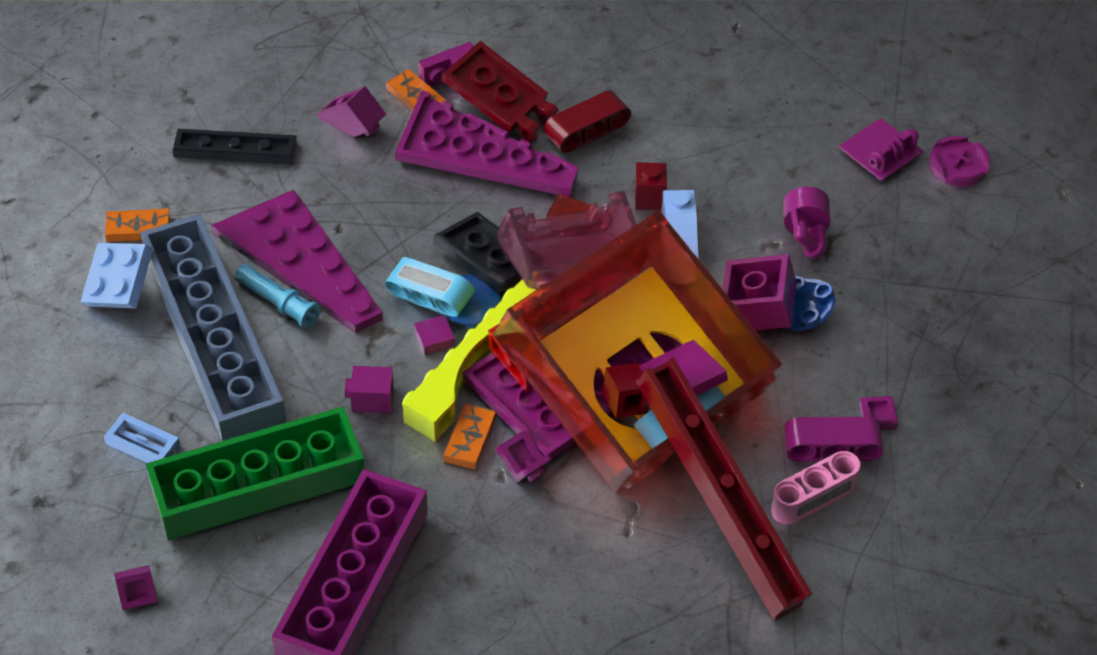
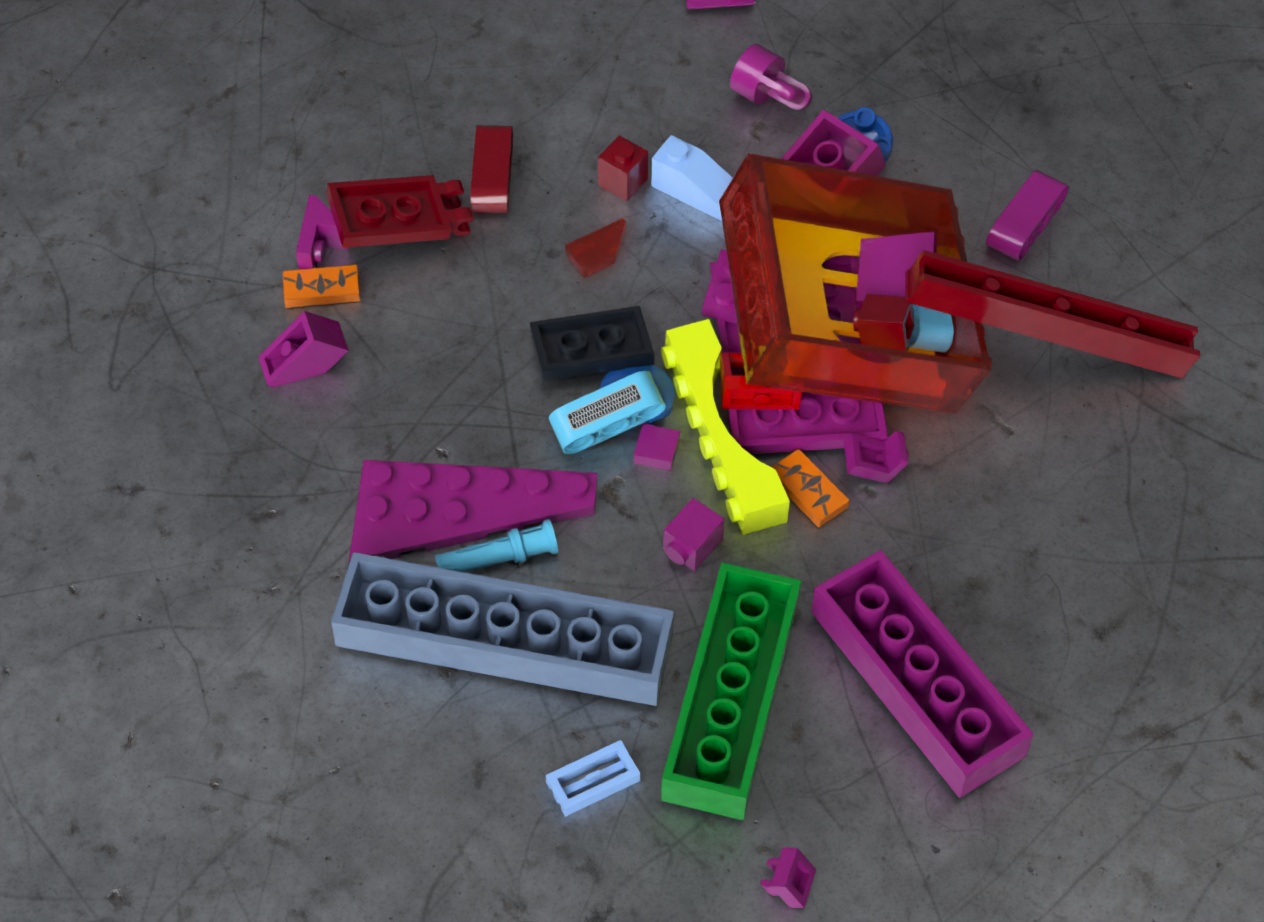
camera: 55 degrees left, 5 degrees up
(116, 275) = (361, 679): light blue plate -> none
(129, 223) = (283, 629): orange tile -> none
(235, 146) = (247, 482): black tile -> none
(473, 147) = (443, 278): magenta wing -> none
(555, 244) = (661, 263): clear pink windscreen -> none
(830, 484) = (1073, 251): bright pink beam -> none
(880, 408) = (1015, 168): magenta tile -> none

